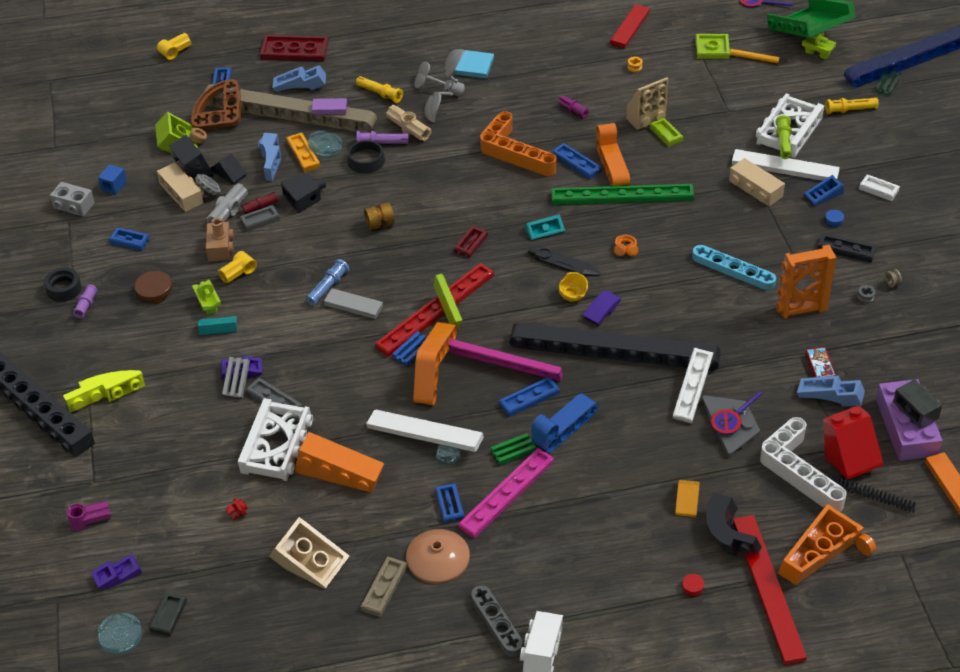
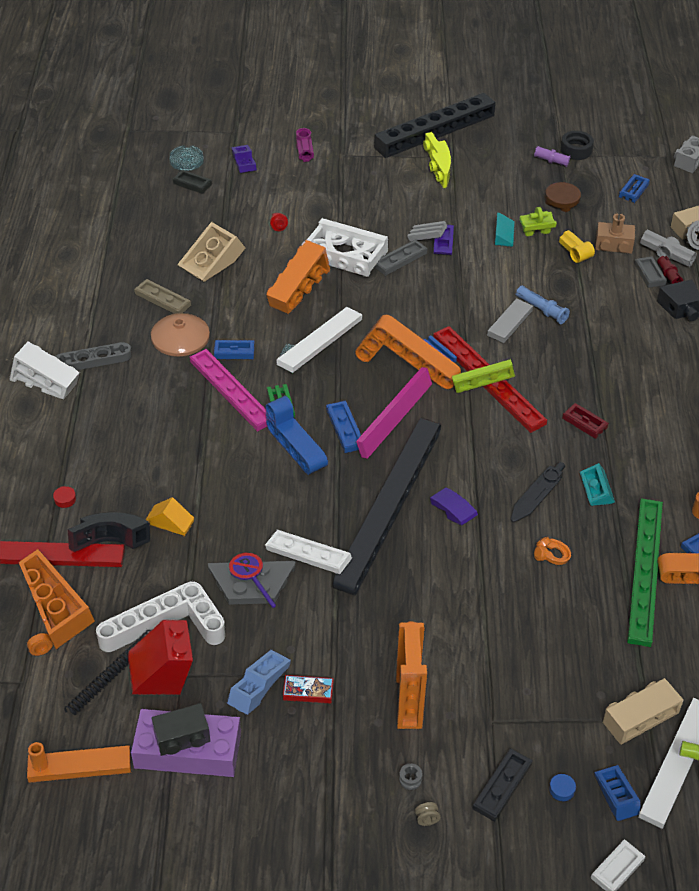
camera: 100 degrees right, 0 degrees up
(379, 216) = (631, 348): pearl gold wheel -> none
(573, 287) = (485, 483): yellow hair -> none
(705, 256) = (487, 656): medium azure beam -> none

